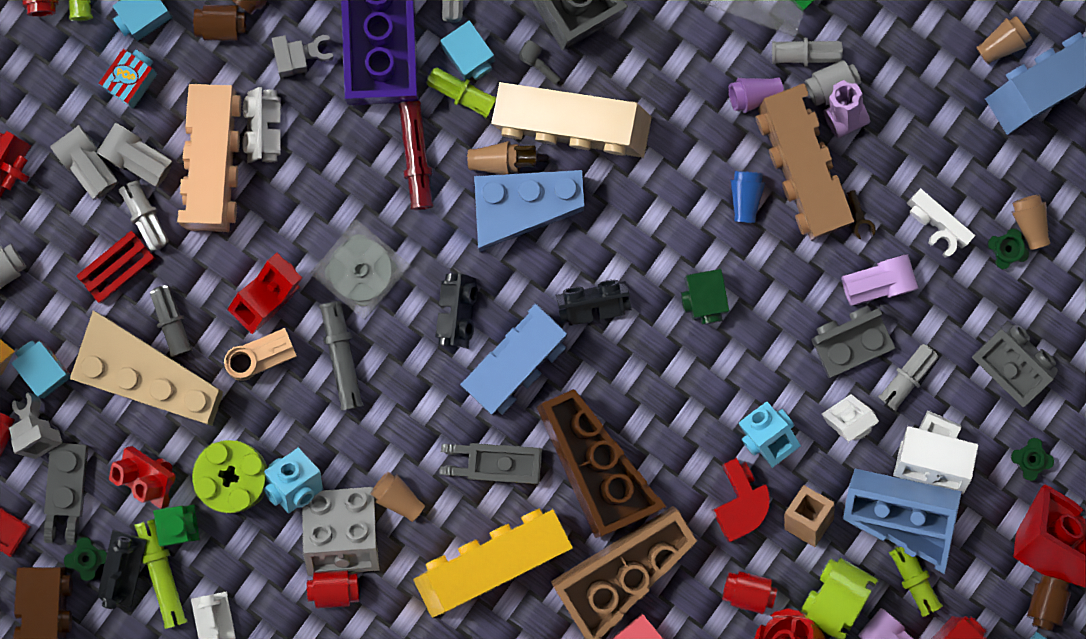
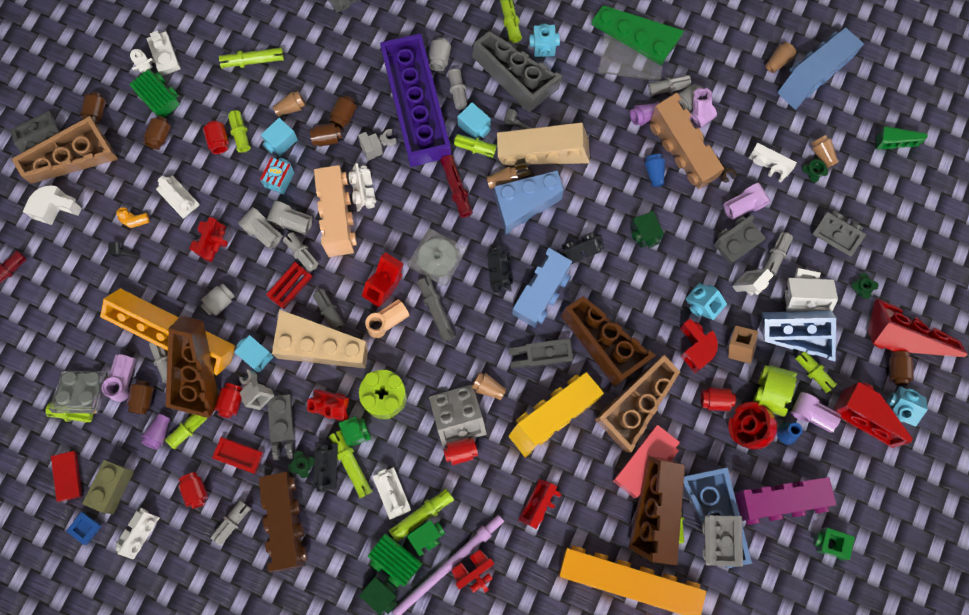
camera: 10 degrees left, 10 degrees down
(292, 481) = (422, 388): medium azure brick -> none

